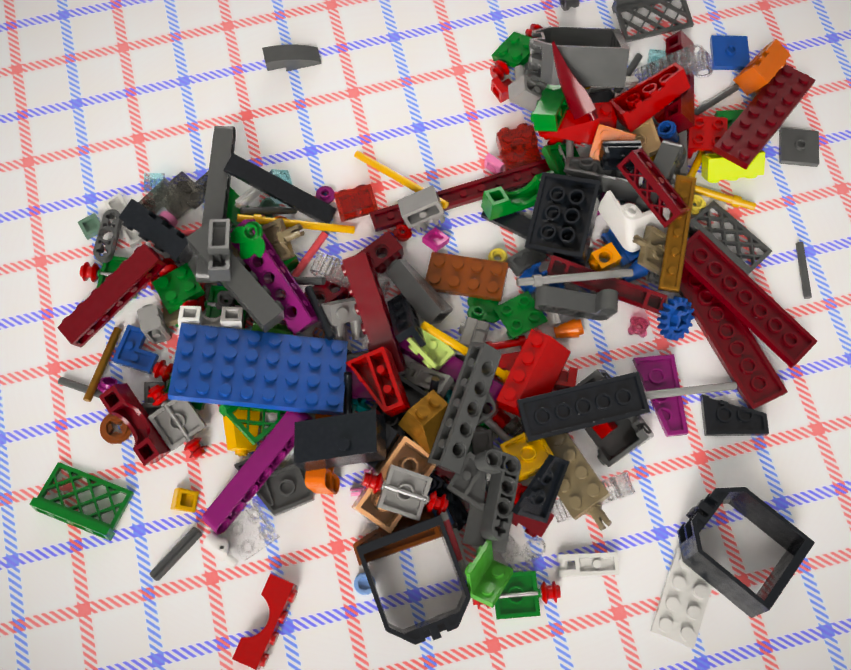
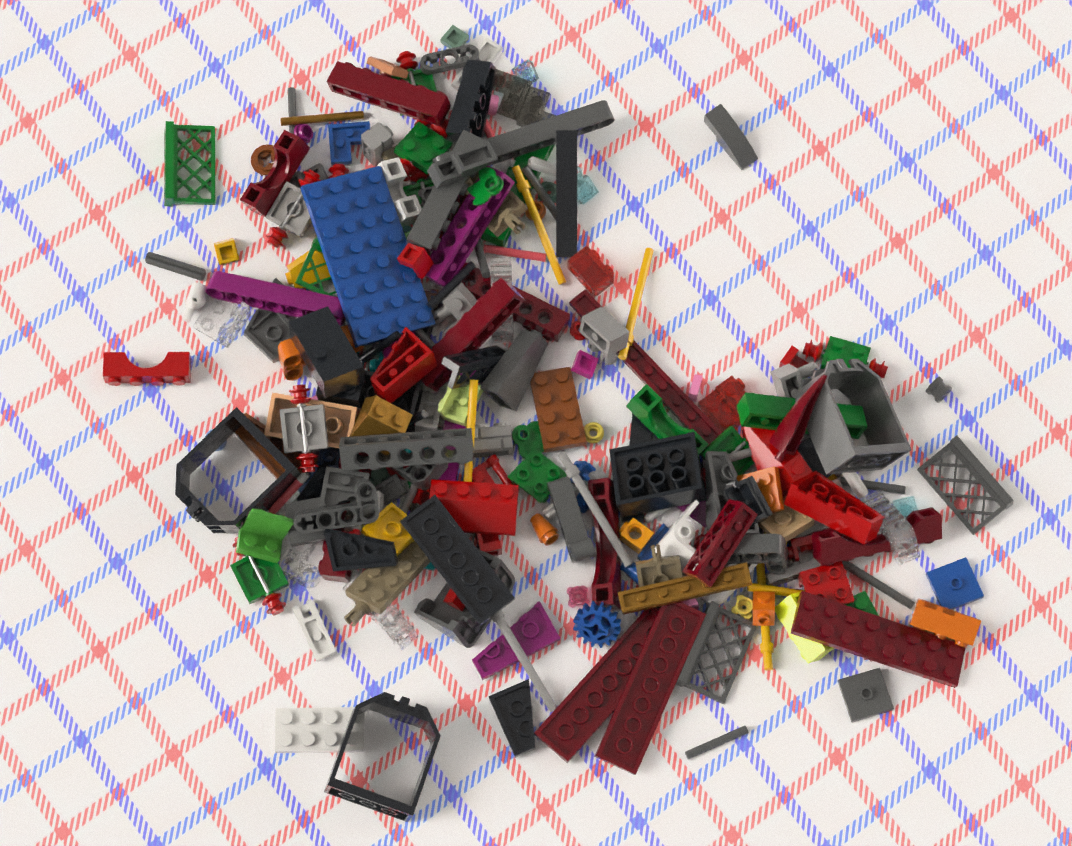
camera: 65 degrees right, 0 degrees up
(87, 288) = (387, 67): none -> nougat plate
(284, 328) = (416, 258): none -> red panel
(325, 189) = (592, 243): magenta plate -> none
(524, 260) = (598, 457): dark grey plate -> none
(668, 131) = (803, 542): blue cone -> none
(708, 186) = (763, 608): none -> orange bracket

